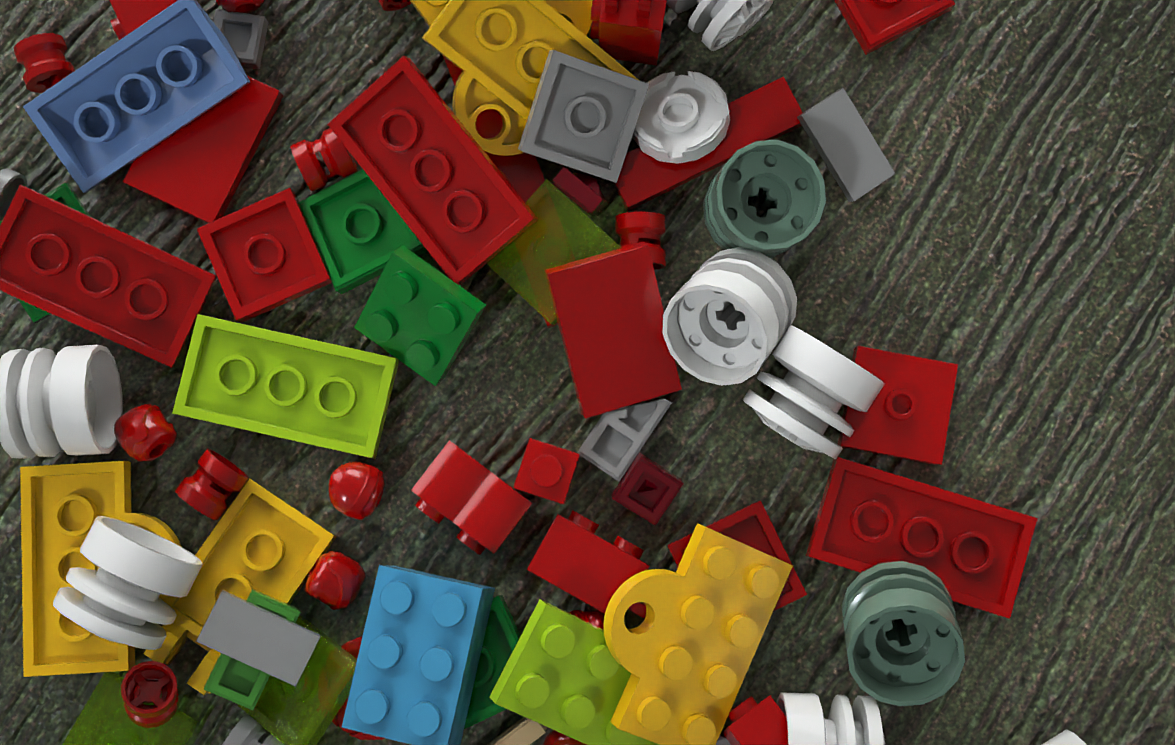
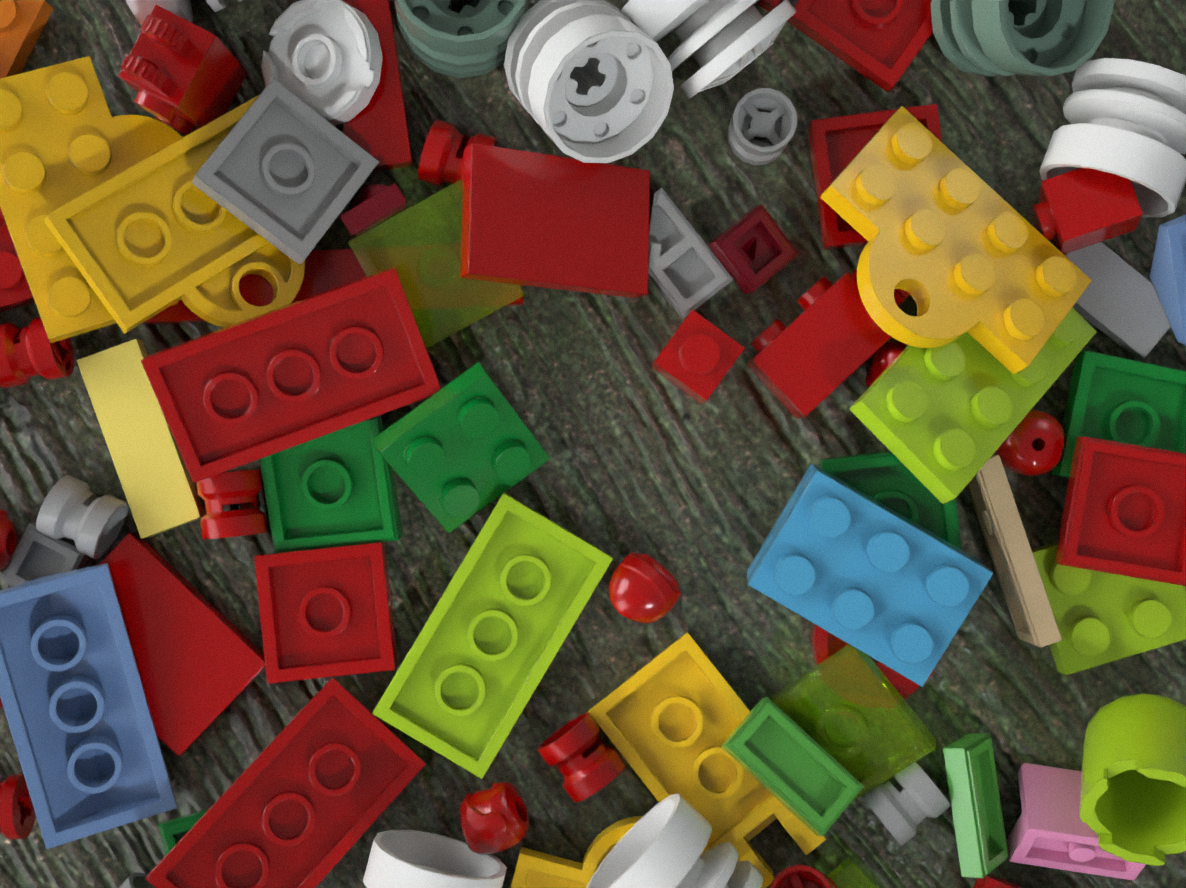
camera: 75 degrees left, 5 degrees up
(258, 638) = (785, 754): light grey tile -> none
(280, 52) = (80, 515): none -> light grey wheel
(335, 580) = (740, 646): red piece -> none
(350, 74) = (140, 440): none -> light yellow tile
(470, 498) = (698, 457): red brick -> none
(750, 461) = (770, 117): none -> light grey wheel

